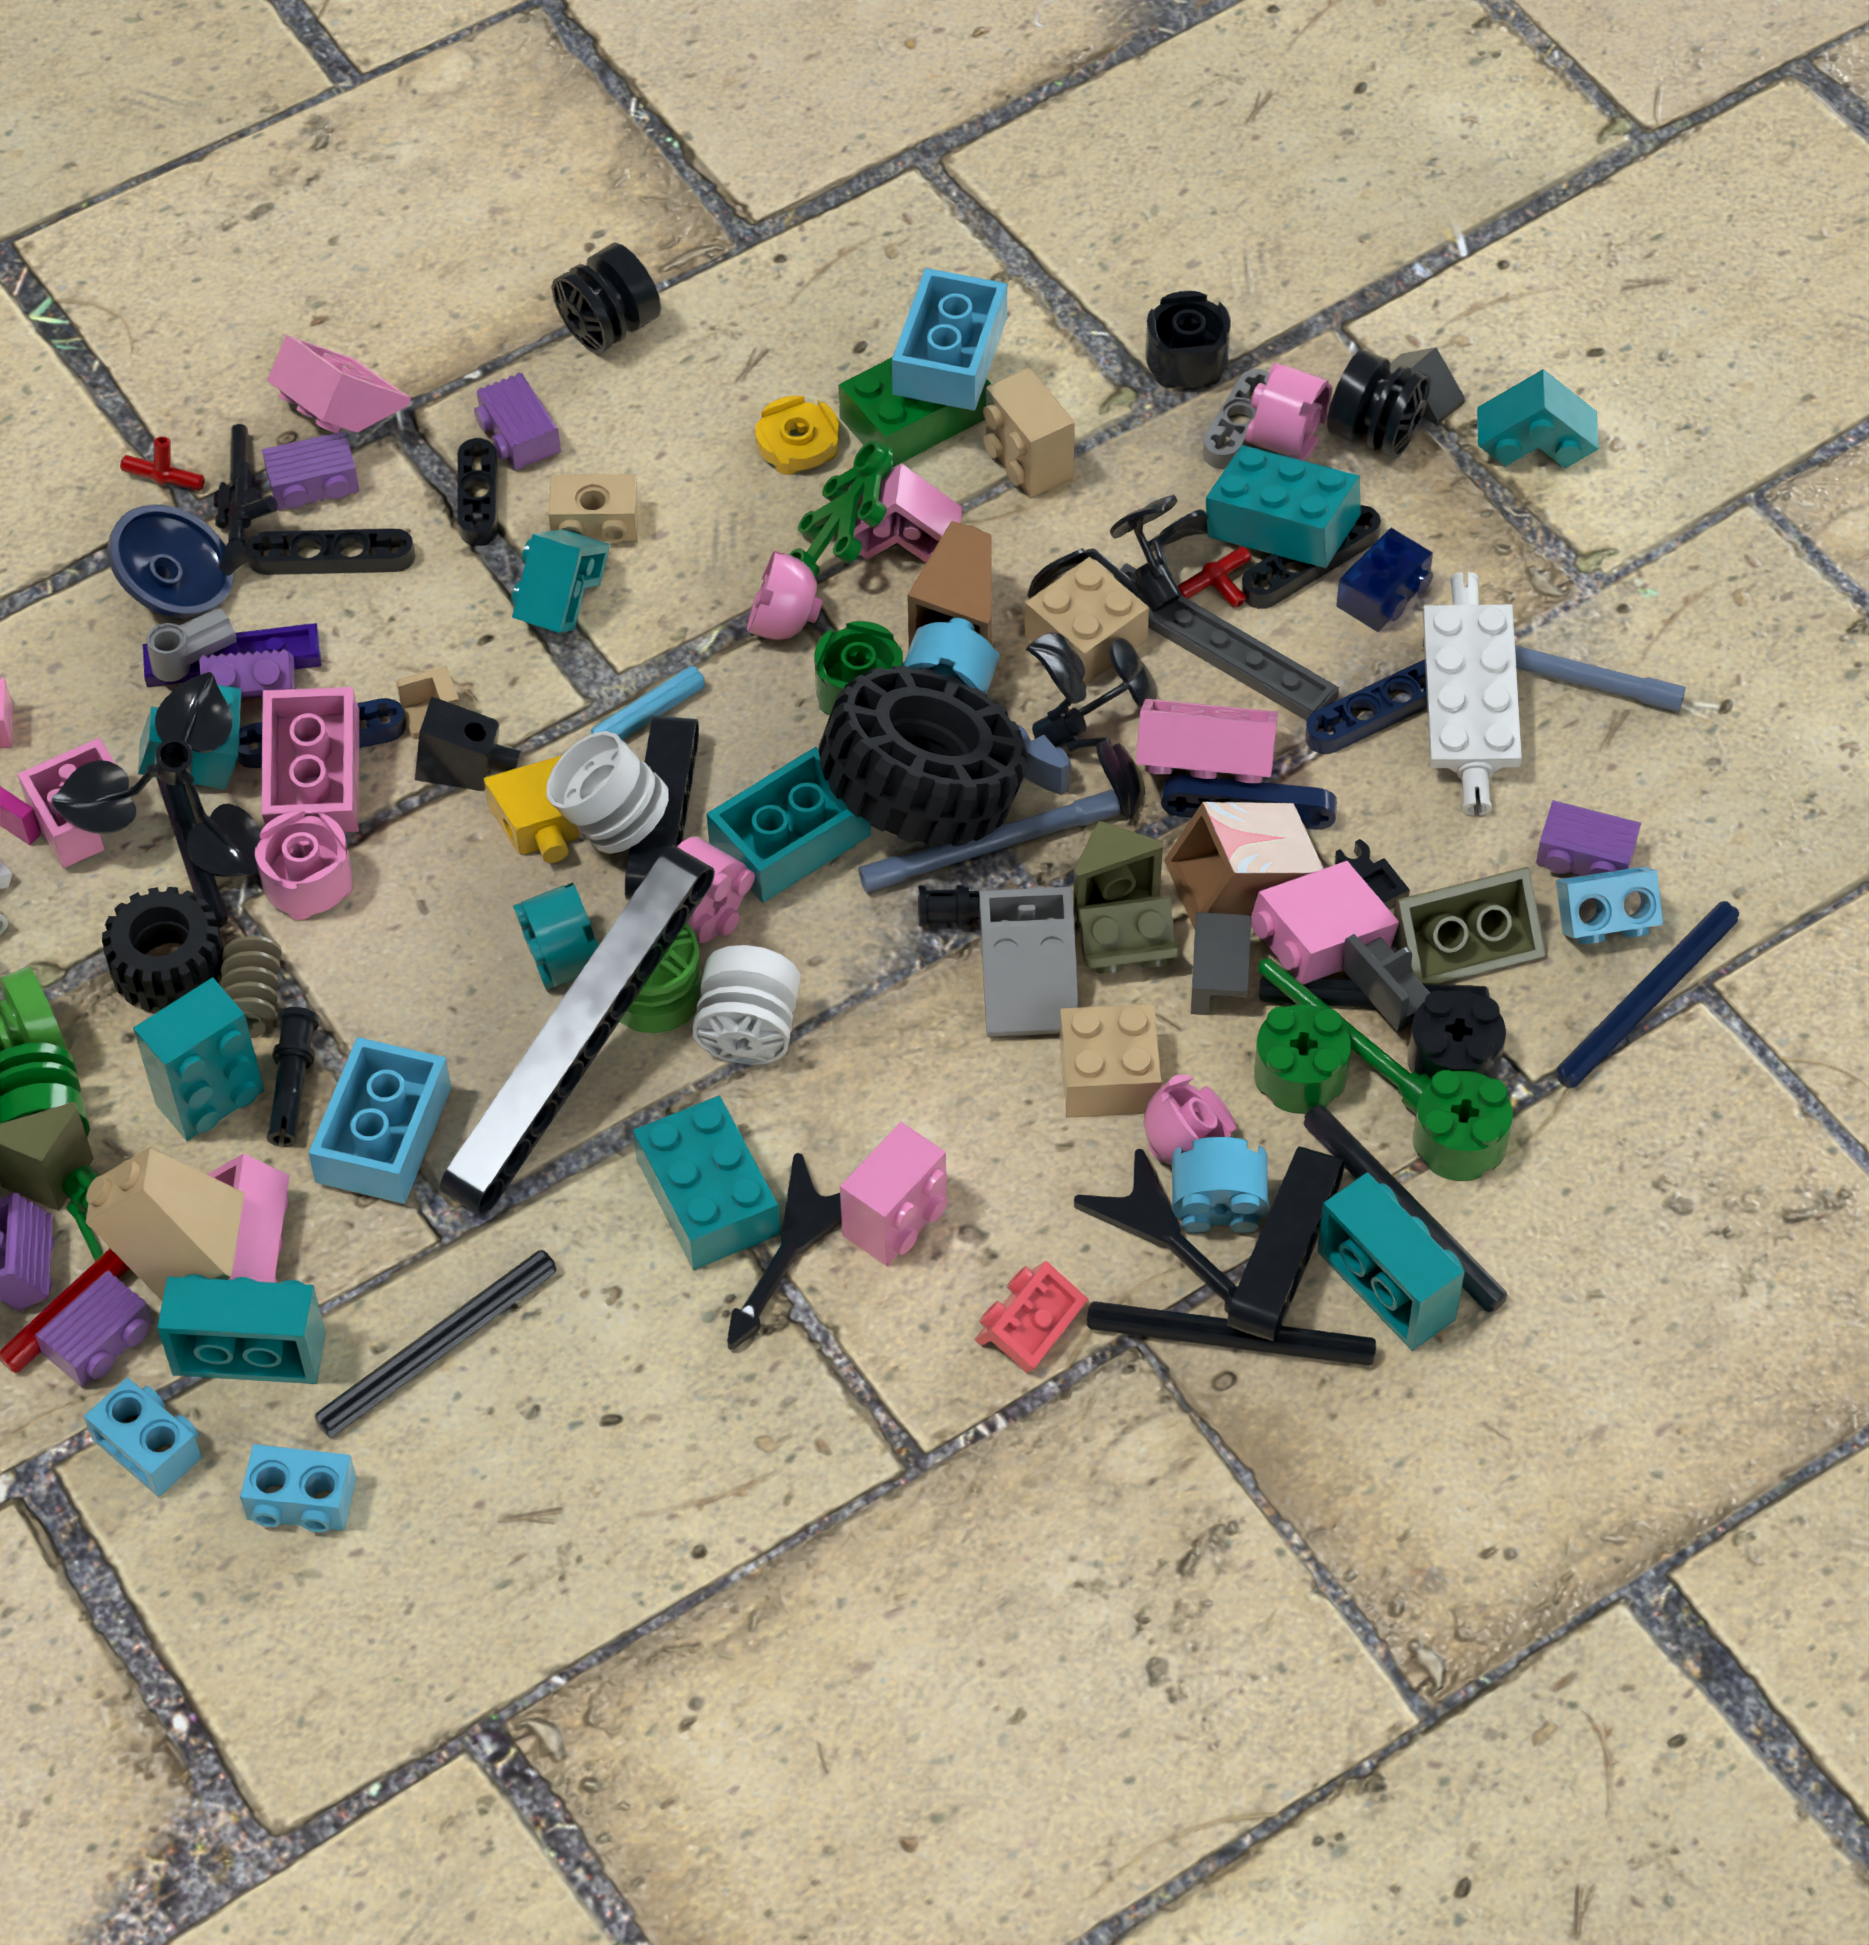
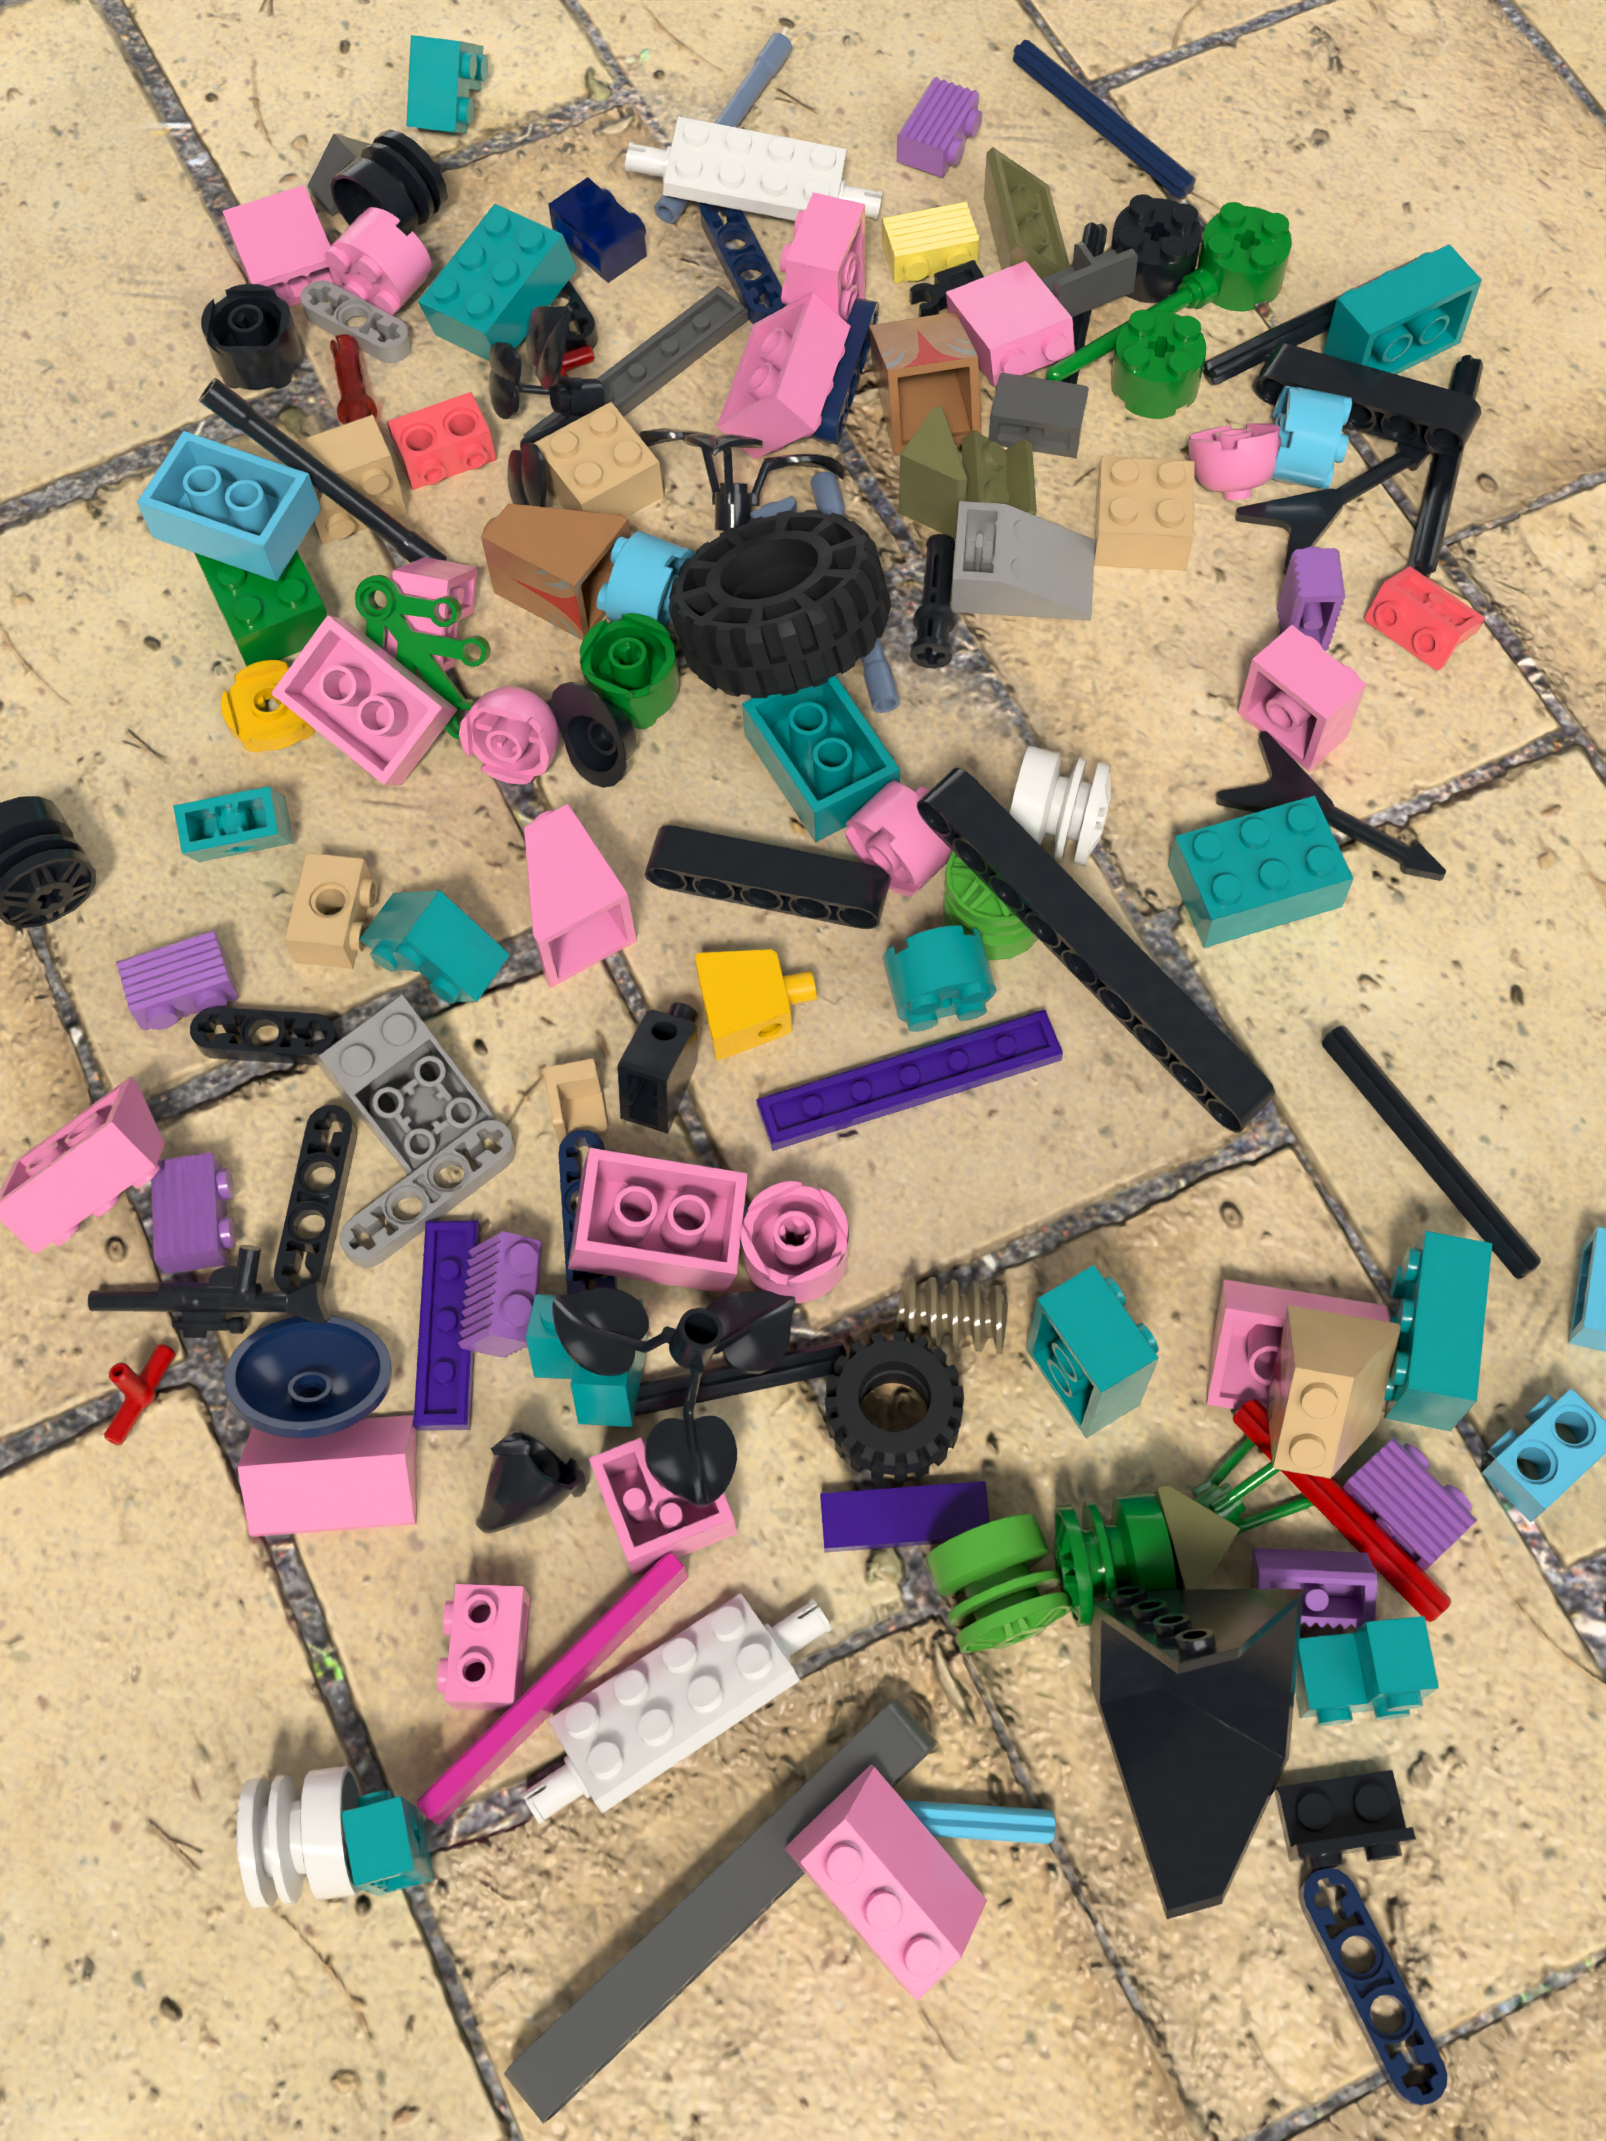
camera: 80 degrees left, 10 degrees up
(79, 979) = (901, 1515): none -> dark purple tile
(95, 609) = (331, 1480): none -> bright pink slope
(99, 711) = (526, 1482): none -> black hat
(176, 647) = (442, 1355): light grey piece -> none
(292, 1056) = (1049, 1270): black pin -> none
(340, 625) = (422, 1186): none -> light grey beam
(380, 1120) = (1161, 1177): medium azure brick -> none
(435, 585) = (403, 1085): none -> light grey slope
(476, 941) = (908, 1080): none -> dark purple tile
(607, 792) = (757, 915): white wheel -> none
(611, 655) = (574, 897): none -> bright pink slope
(653, 703) = (645, 919): medium azure axle -> none
(662, 424) = (233, 824): none -> teal brick
(783, 481) = (364, 701): none -> bright pink brick
(791, 664) = (594, 733): none -> black piece
(1002, 306) = (242, 416): none -> black piece
(1014, 1196) = (1312, 593): none -> medium lavender brick
(1098, 498) = (442, 440): none -> coral brick
(1129, 433) = (351, 382): none -> clear red pin
(1307, 335) = (281, 243): none -> bright pink brick
(1323, 740) = (826, 254): none -> bright pink brick
(1426, 848) = (929, 241): none -> light yellow brick
(1609, 894) = (1015, 115): medium azure brick -> none

